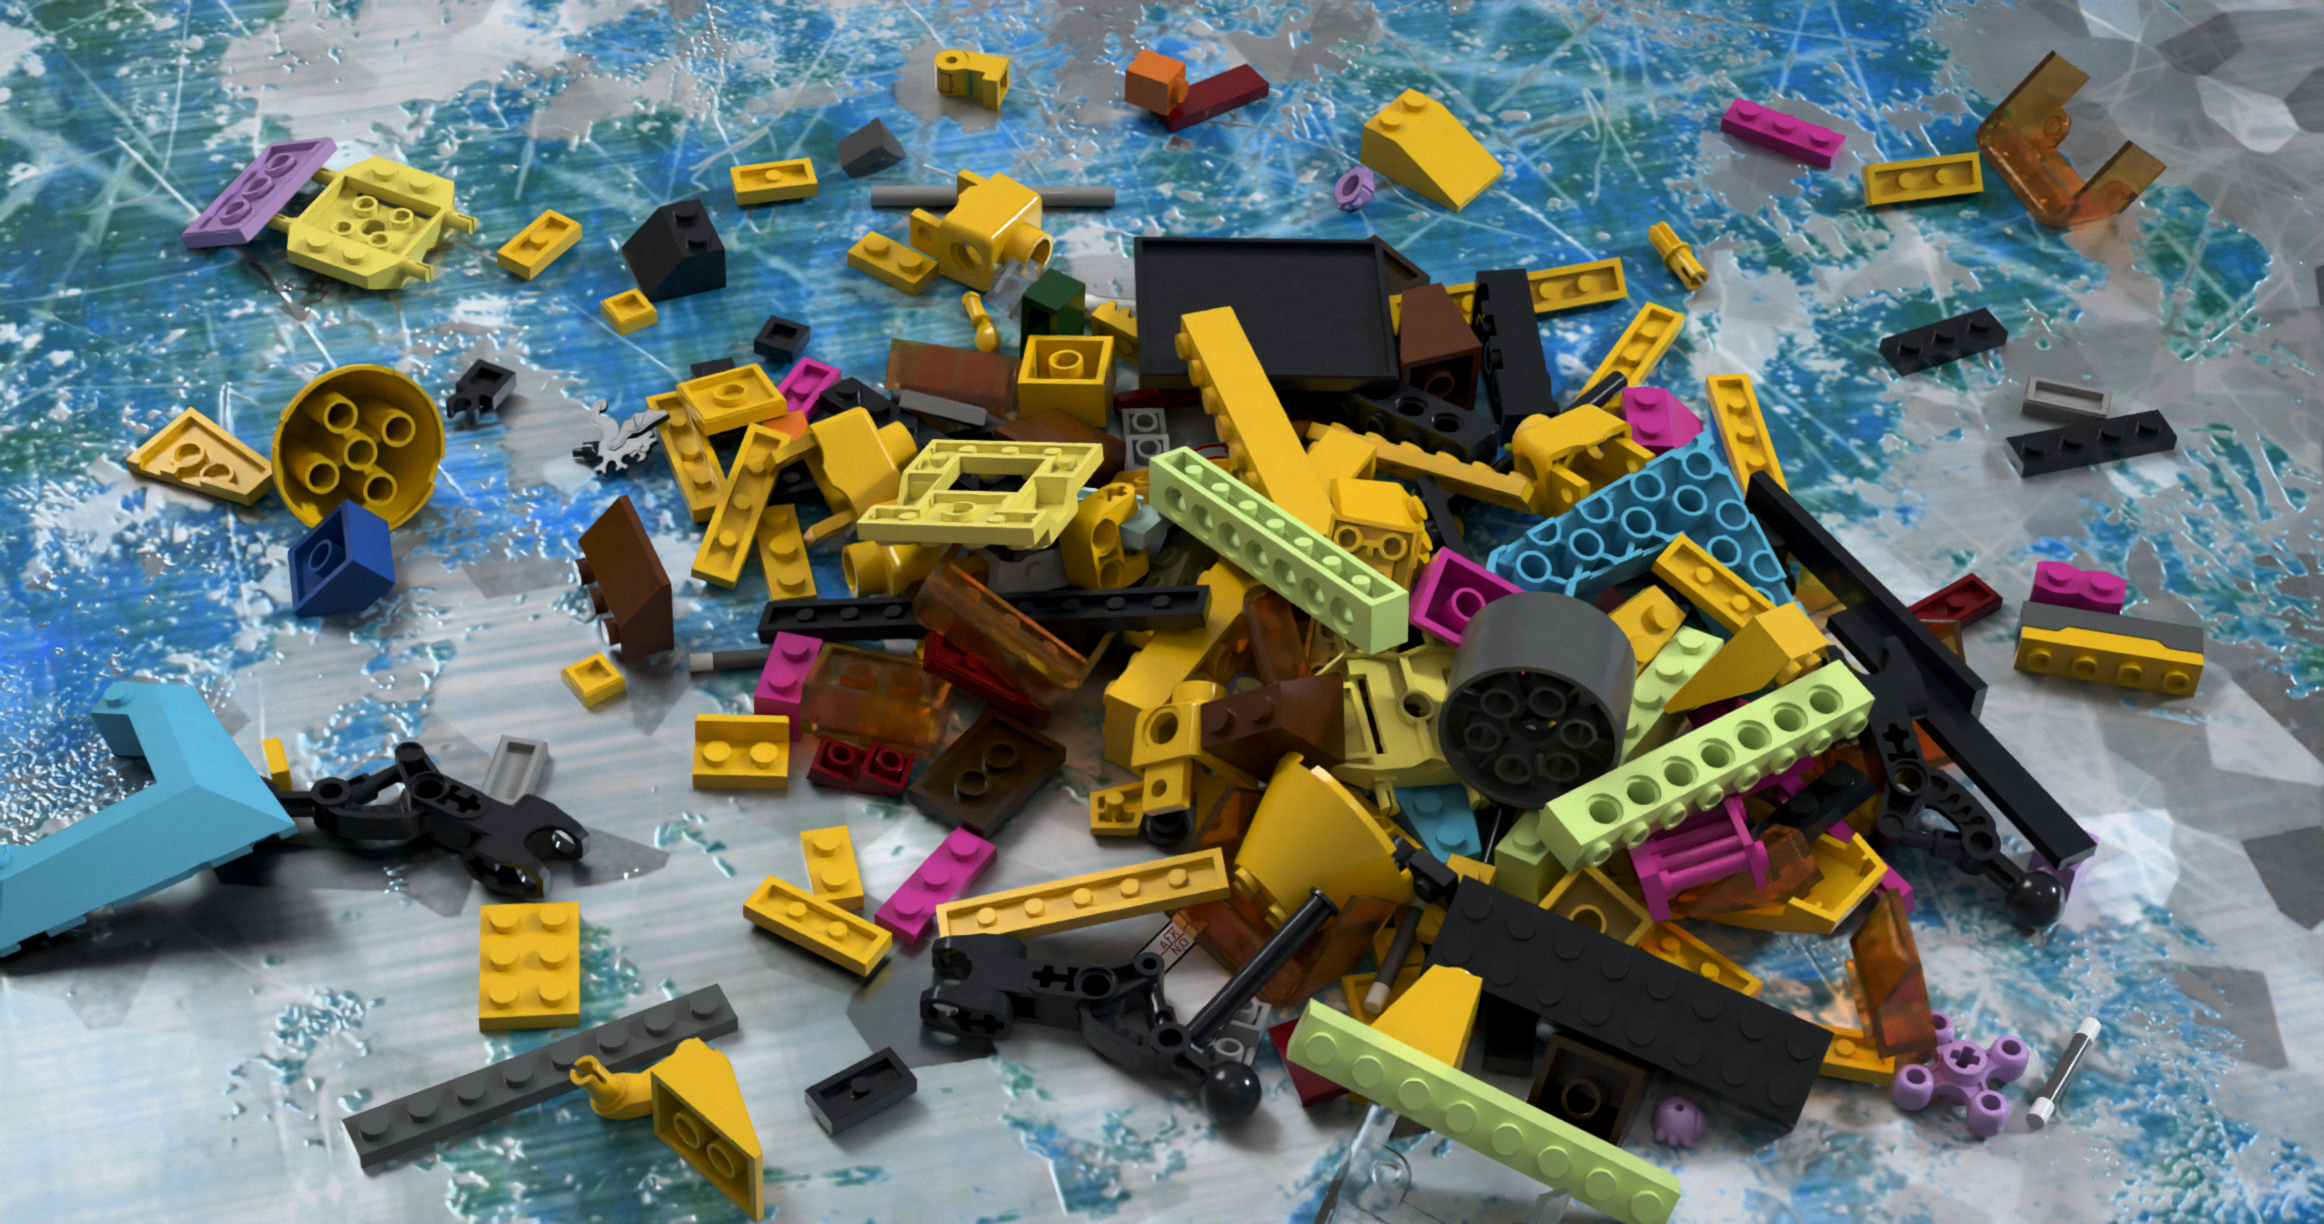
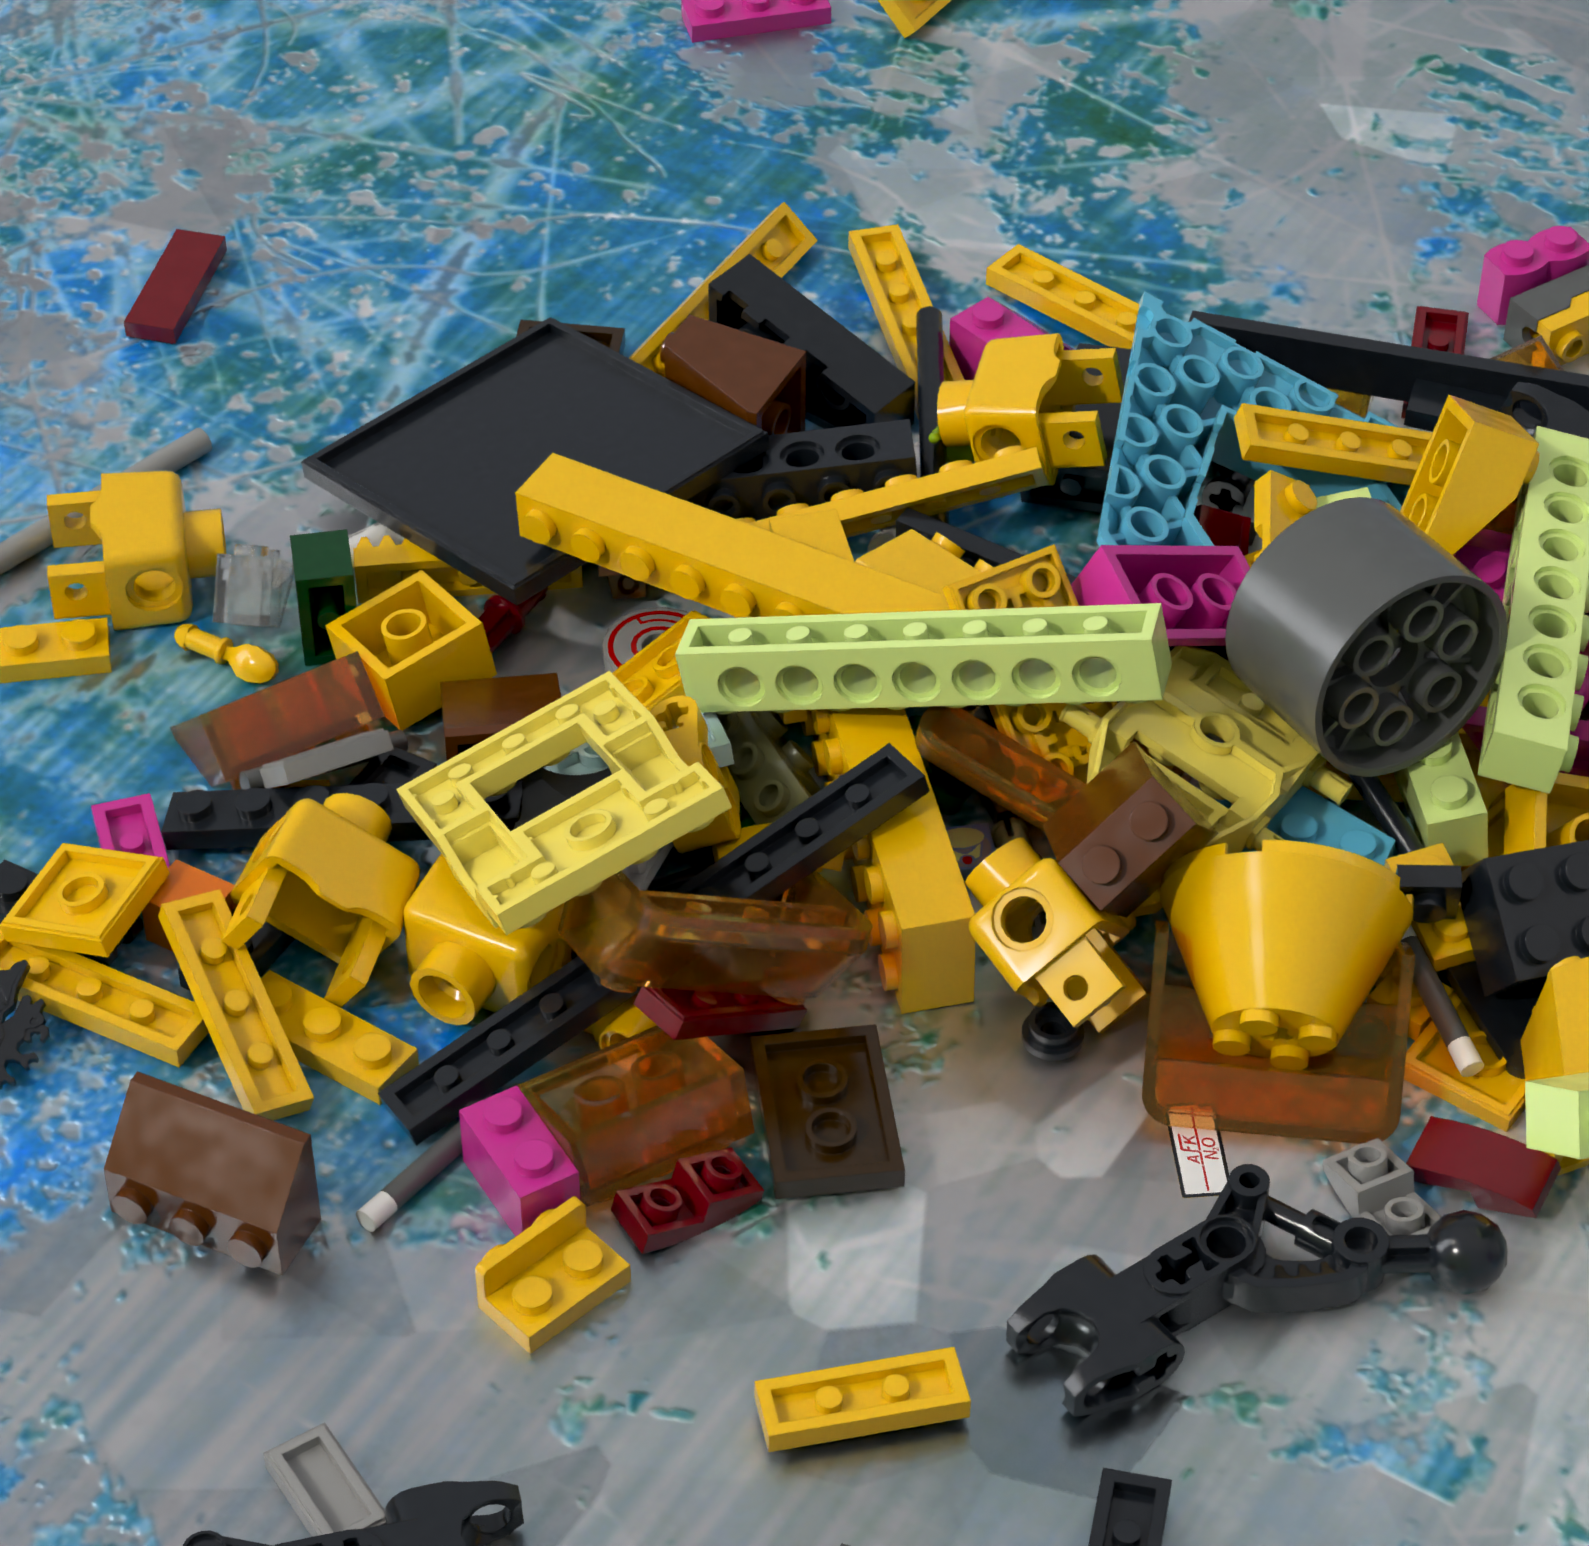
camera: 40 degrees left, 0 degrees up
(593, 680) = (281, 1317): yellow tile -> none
(782, 340) = (38, 805): black plate -> none
(832, 867) = (790, 1327): yellow plate -> none
(939, 880) = (917, 1267): dark pink plate -> none
(1090, 898) = (1104, 1165): yellow plate -> none
(1117, 810) = (992, 1050): yellow piece -> none
(1144, 435) = (533, 651): light grey slope -> none
(1155, 82) = (124, 295): orange brick -> none
(1261, 968) = (1371, 1095): black axle -> none
(1354, 188) = (437, 288): lavender animal -> none
(1427, 151) = (466, 212): yellow slope -> none
(1677, 256) = (812, 175): yellow axle -> none
(1943, 342) = (1127, 118): black plate -> none
(2065, 401) = (1290, 110): light grey tile -> none
(2089, 443) = (1354, 135): black plate -> none

